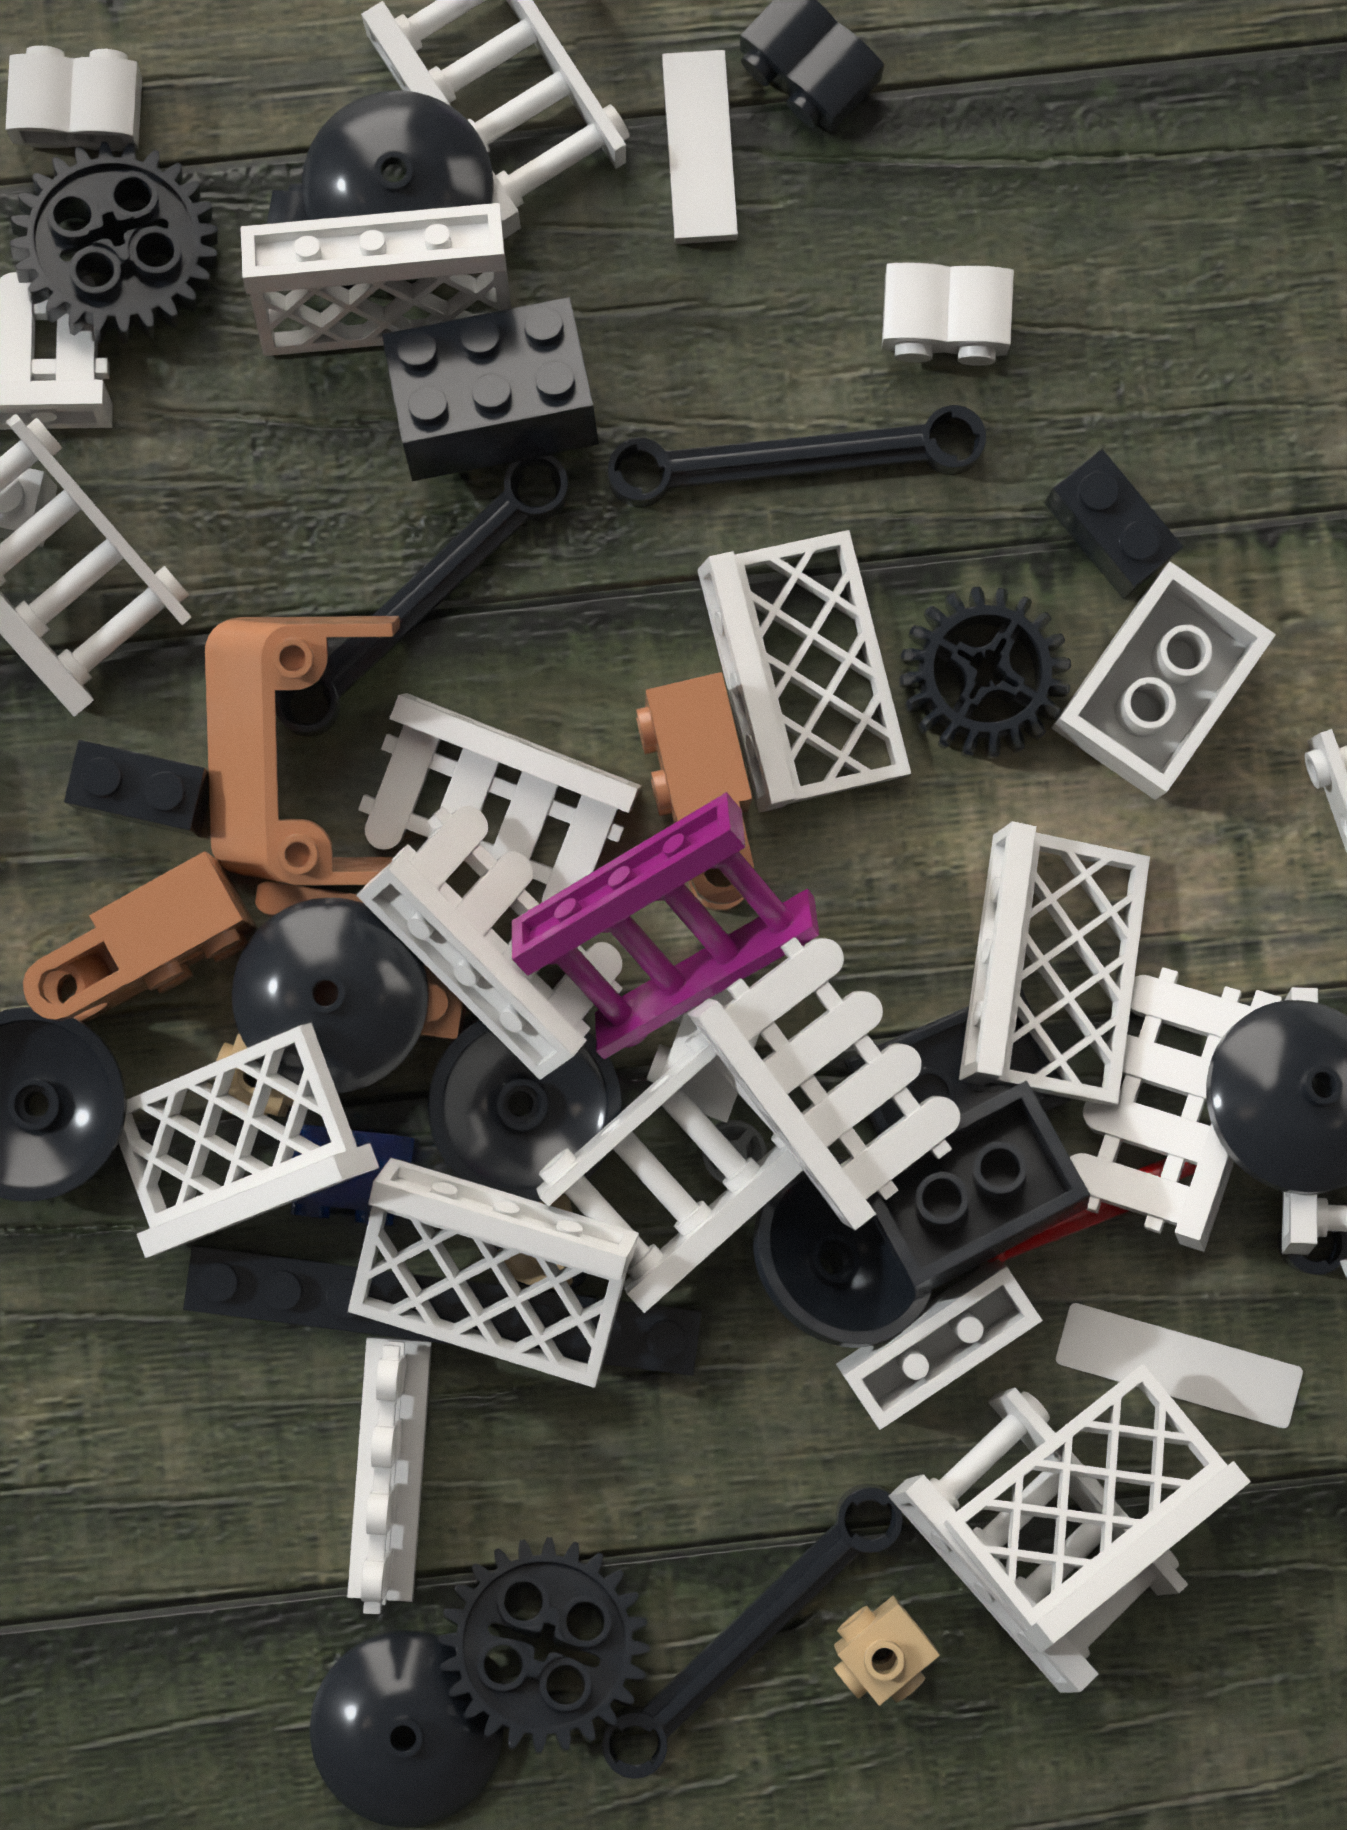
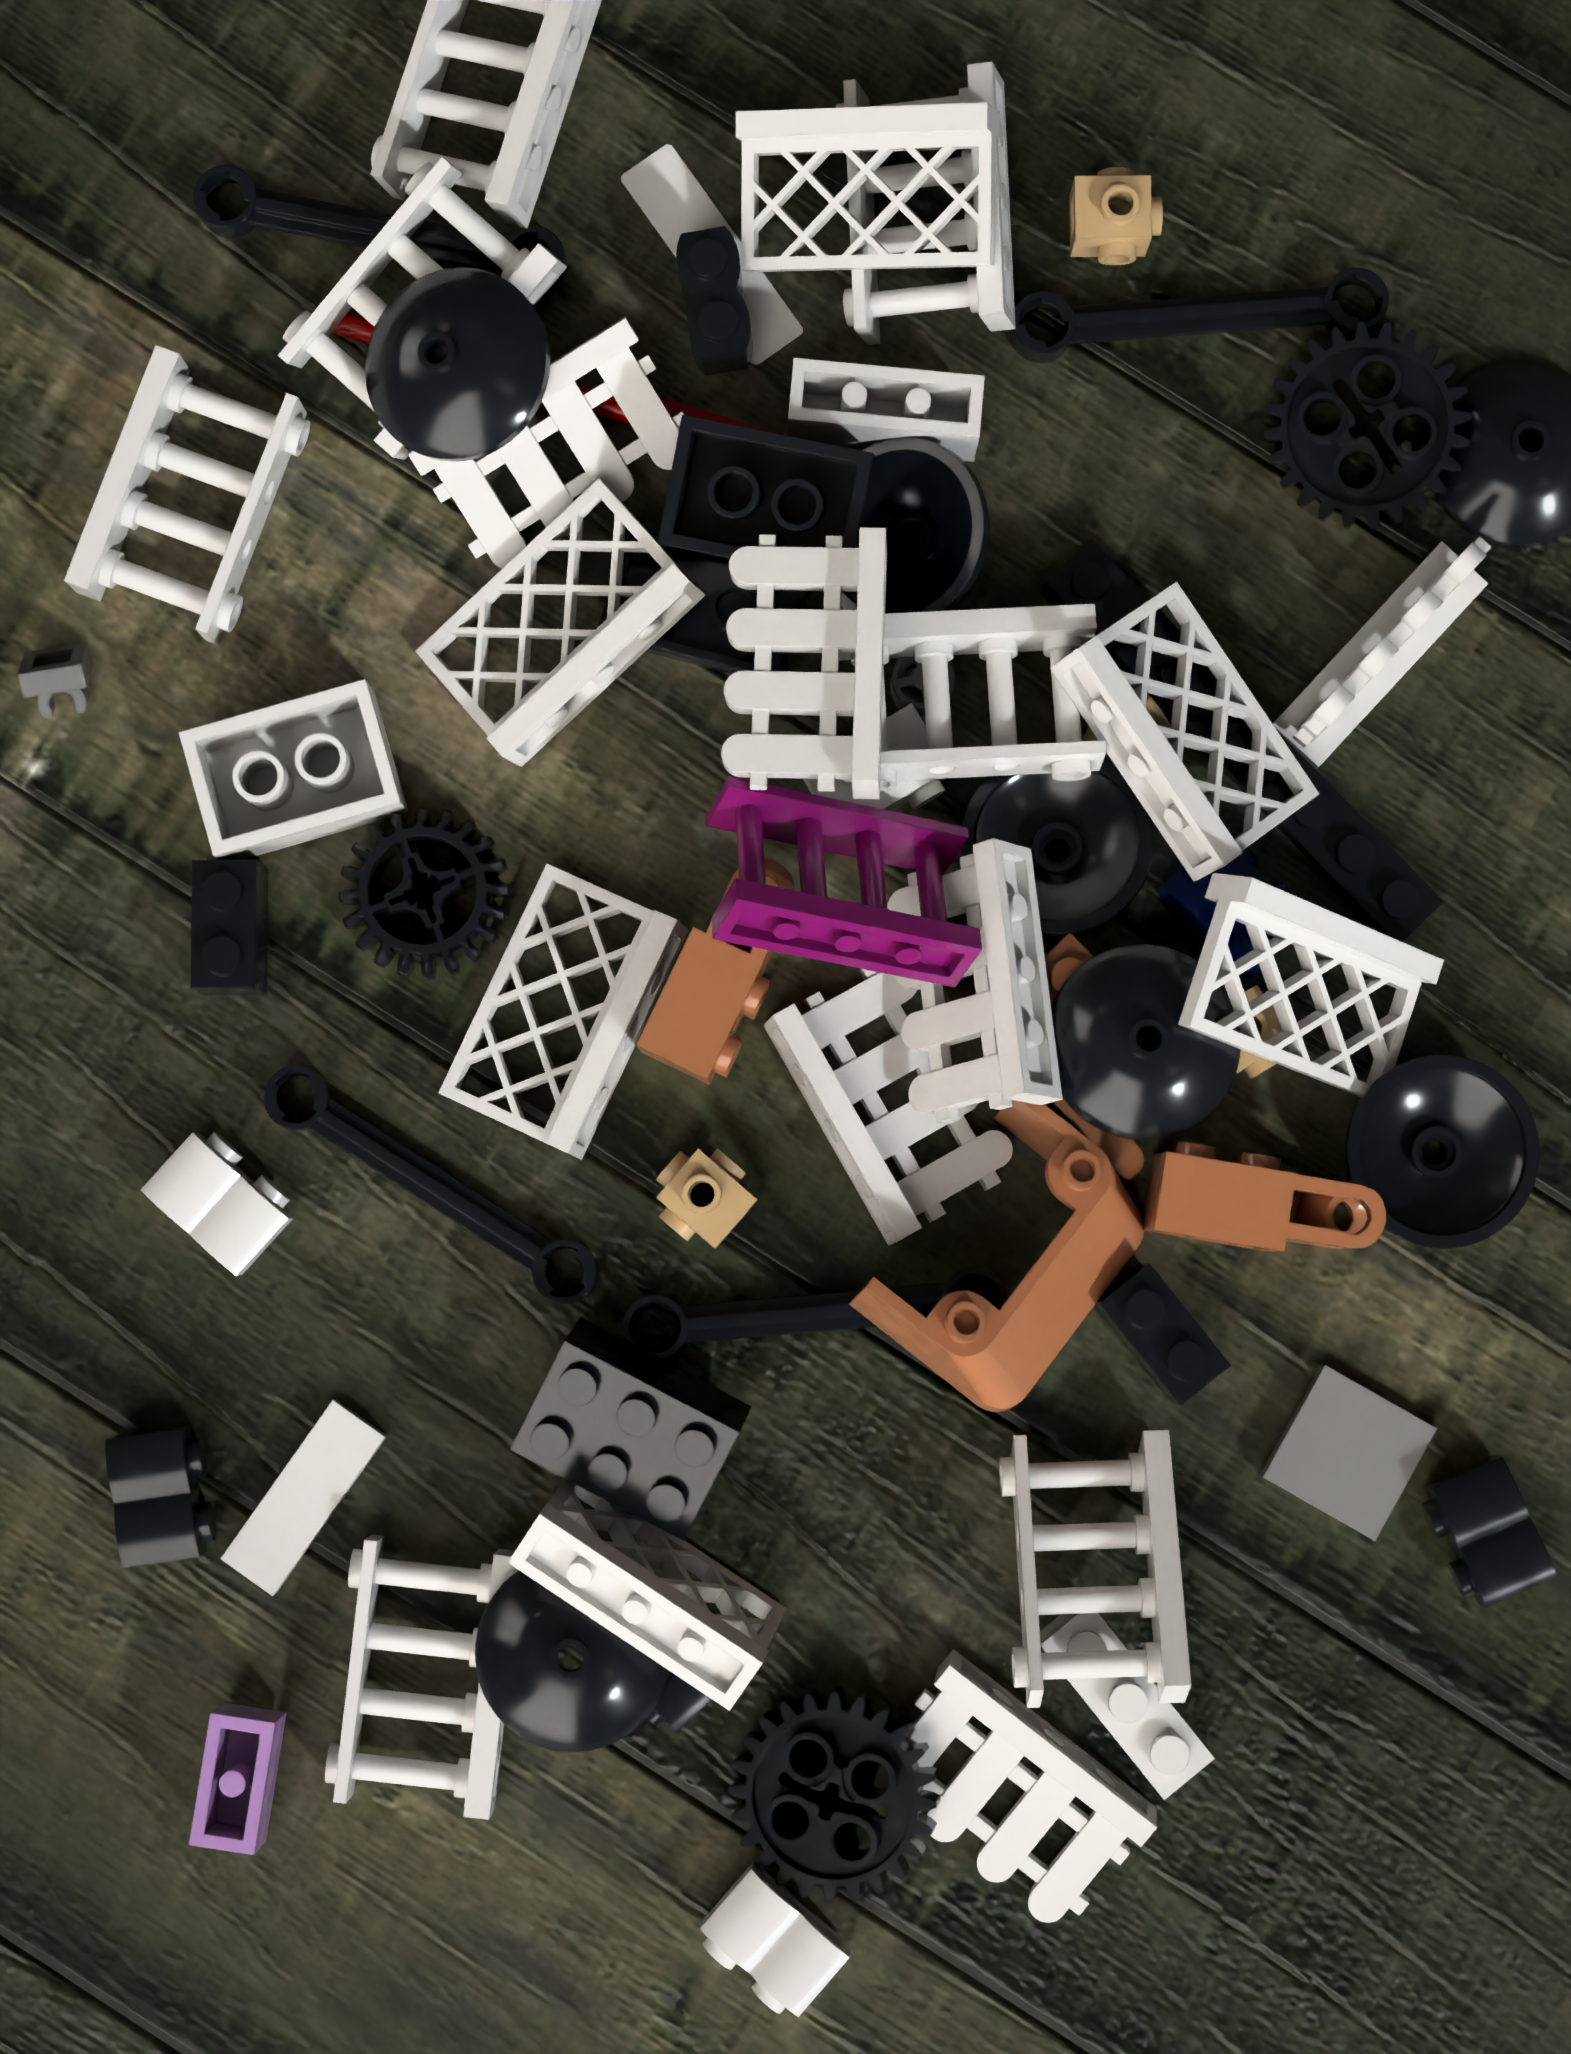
camera: 135 degrees left, 0 degrees up
(561, 594) = (722, 1214): none -> tan brick
(1131, 1309) = (713, 291): none -> black brick

